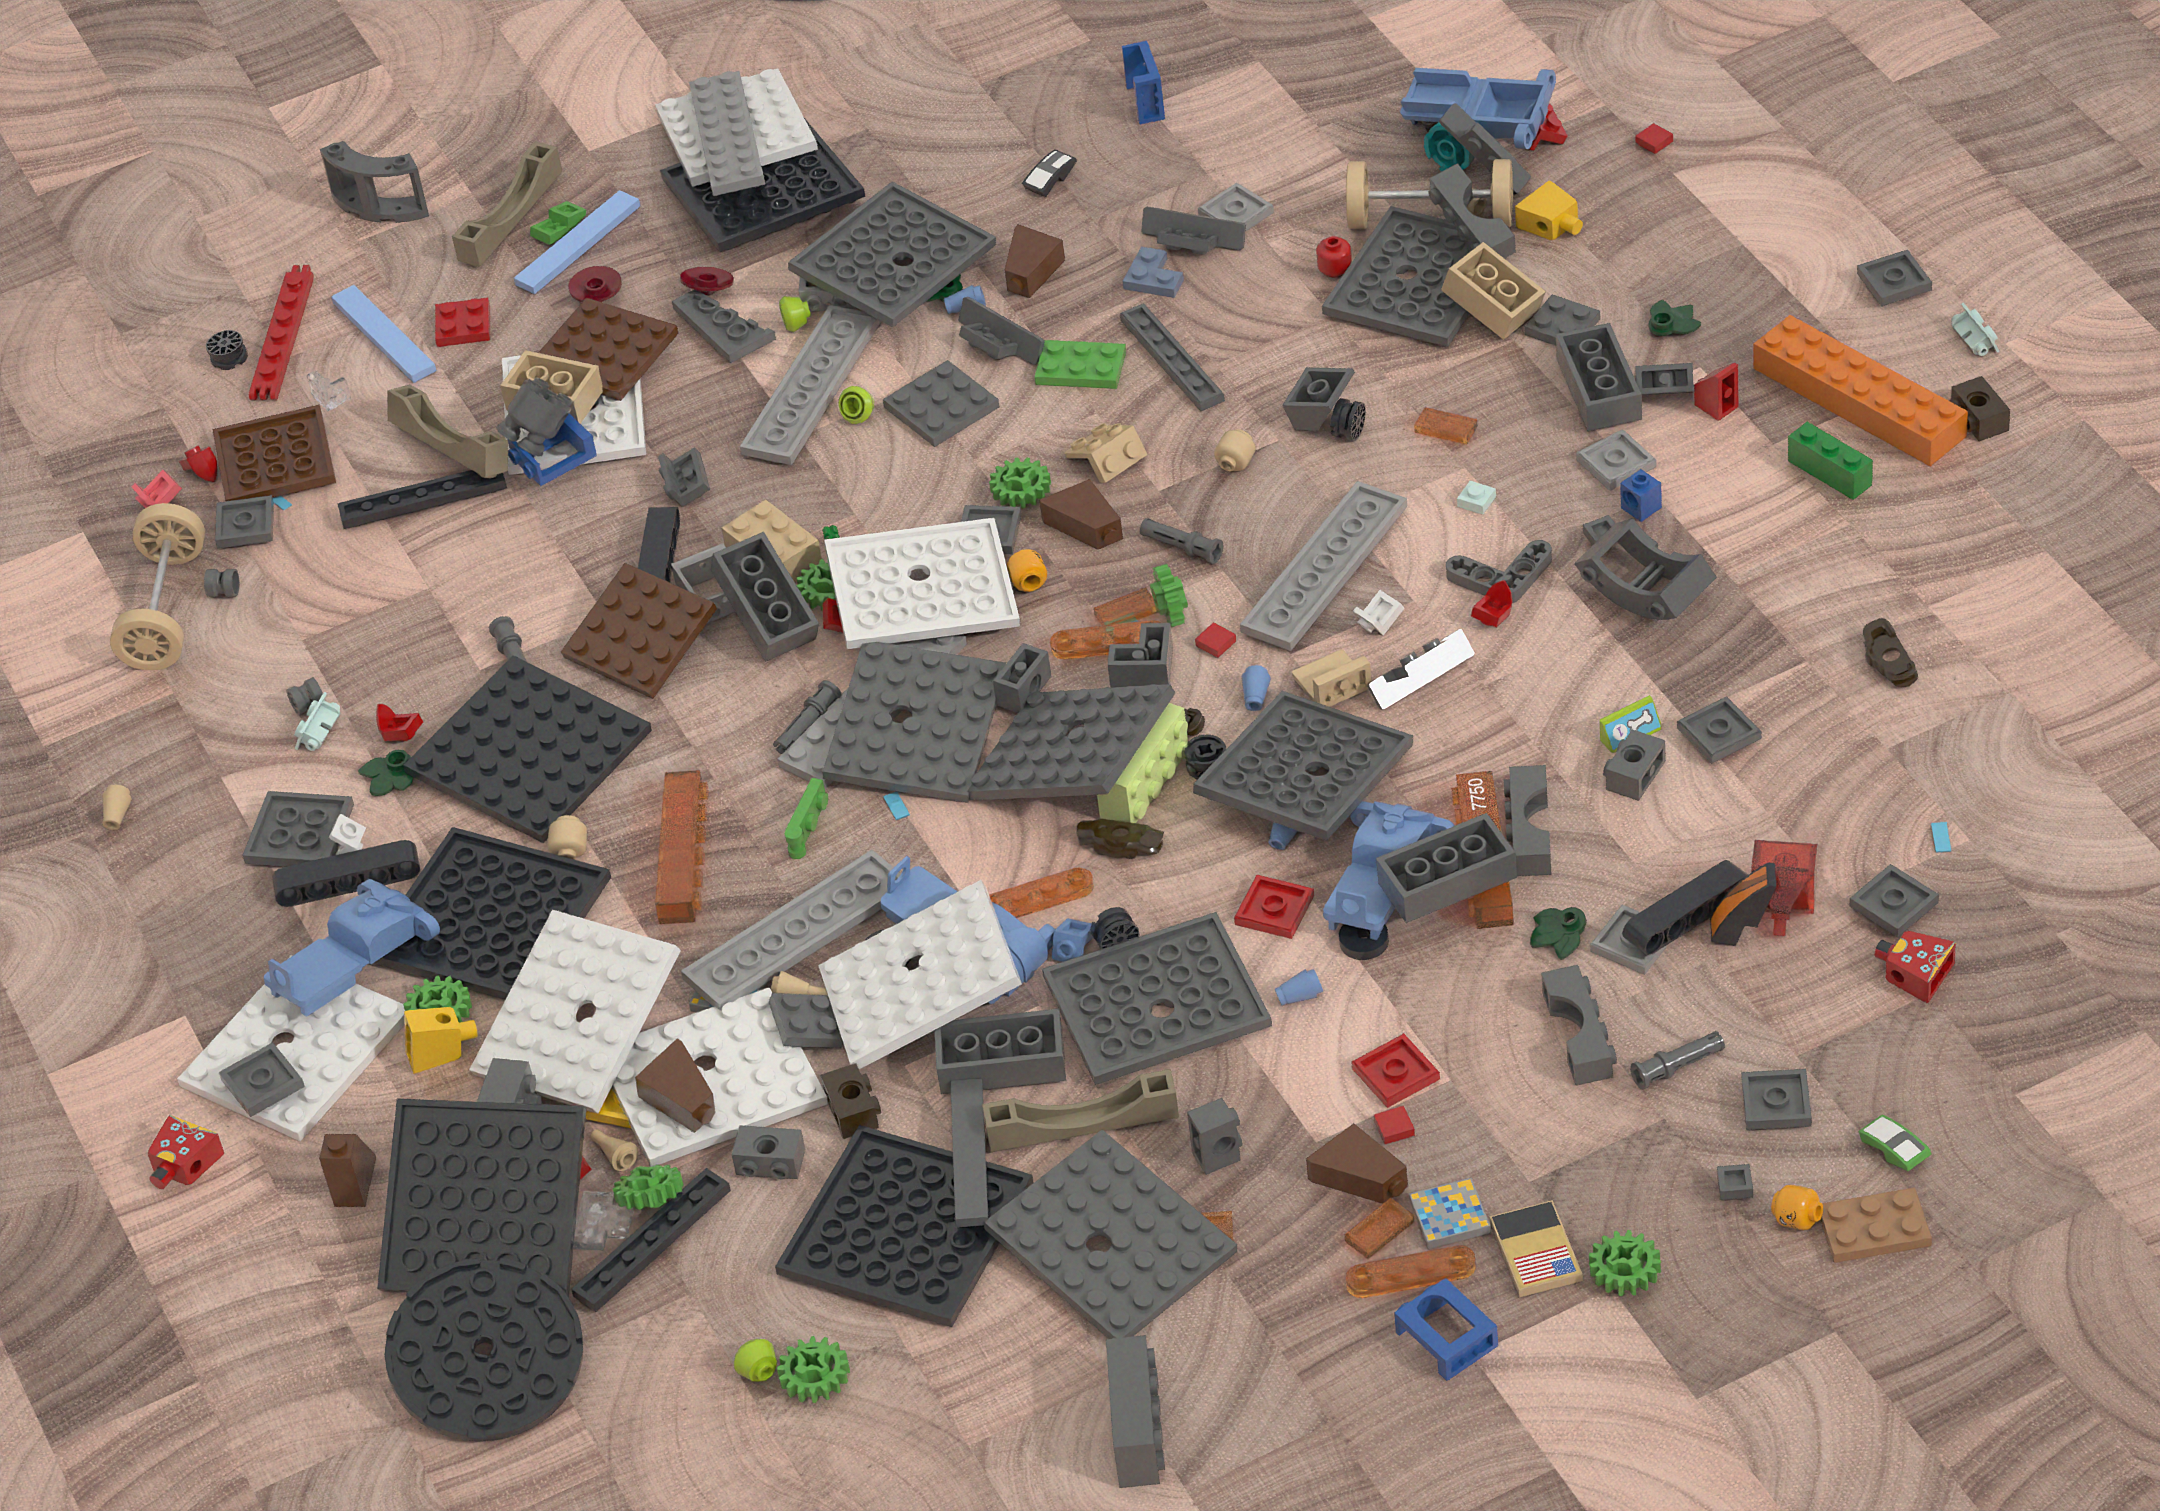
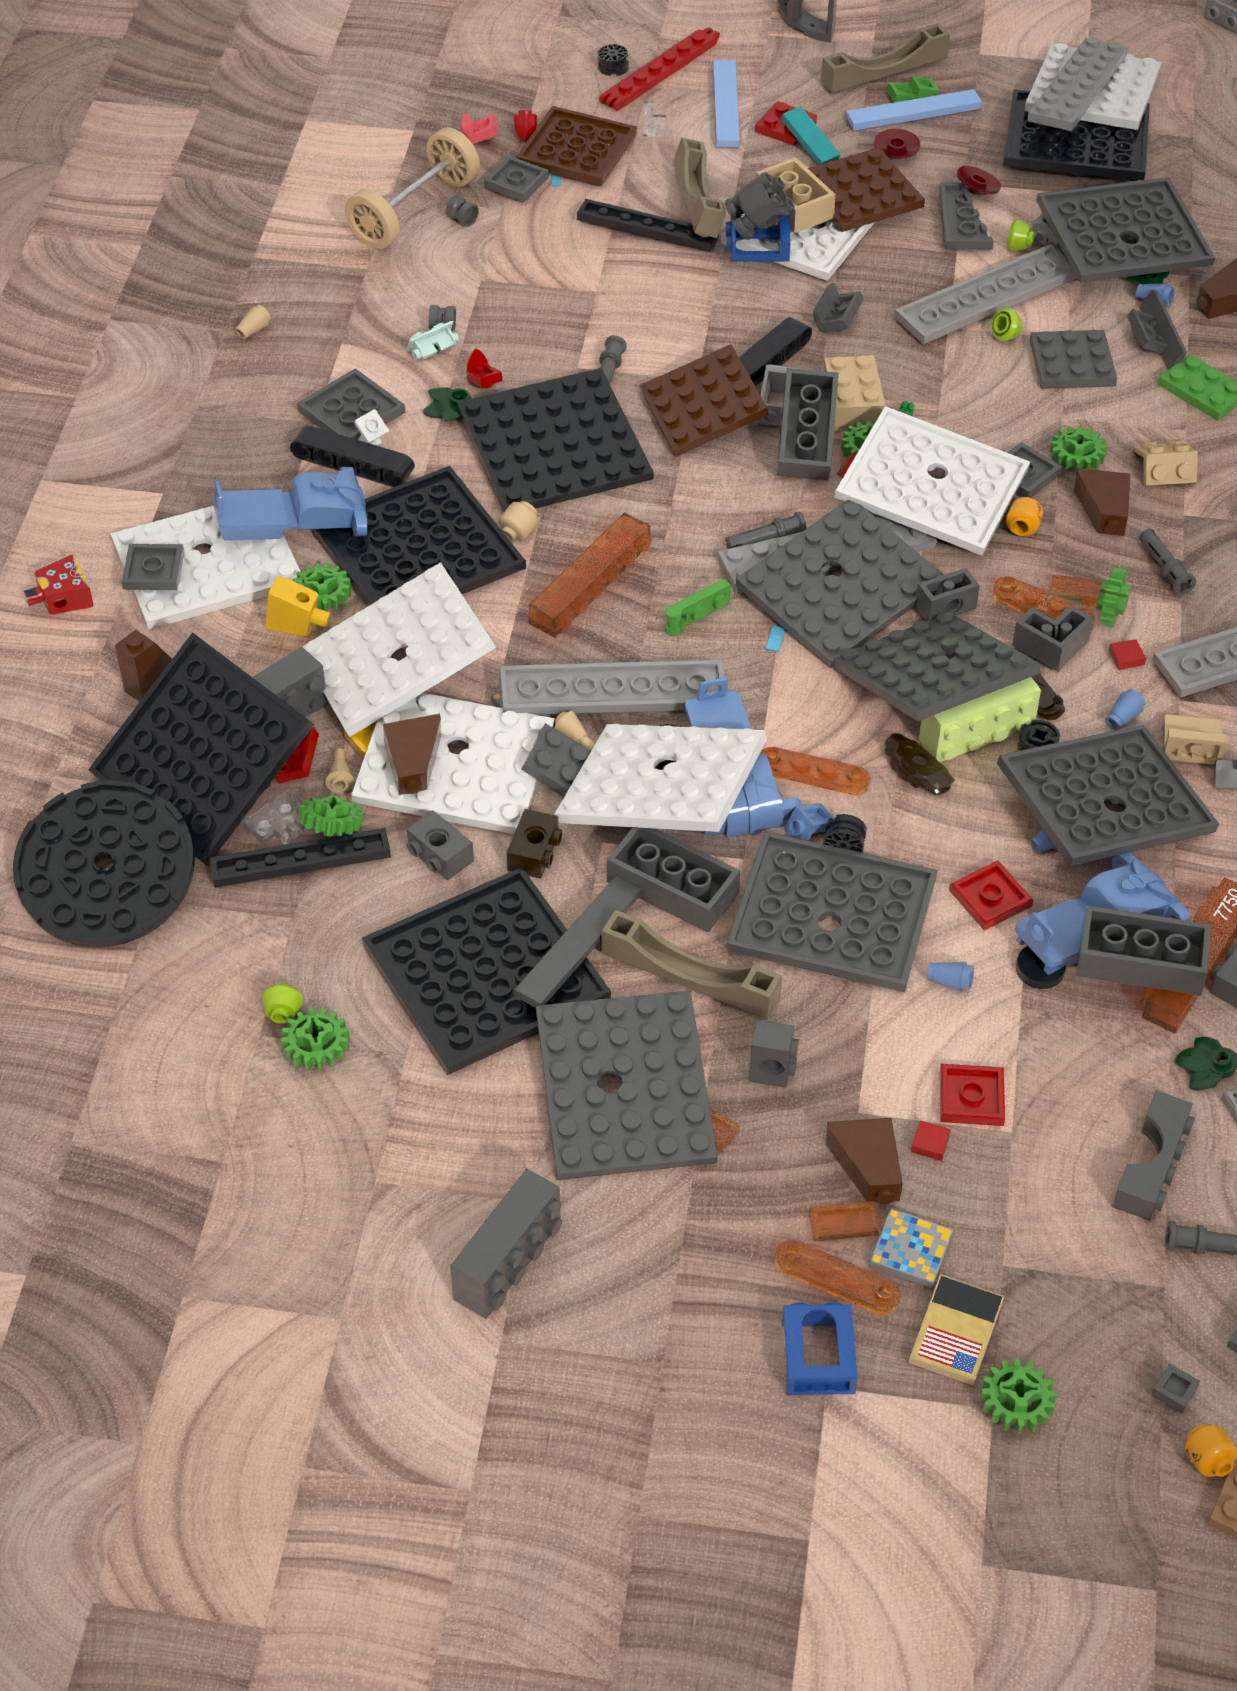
camera: 30 degrees right, 5 degrees up
(504, 322) = (810, 136): none -> teal tile

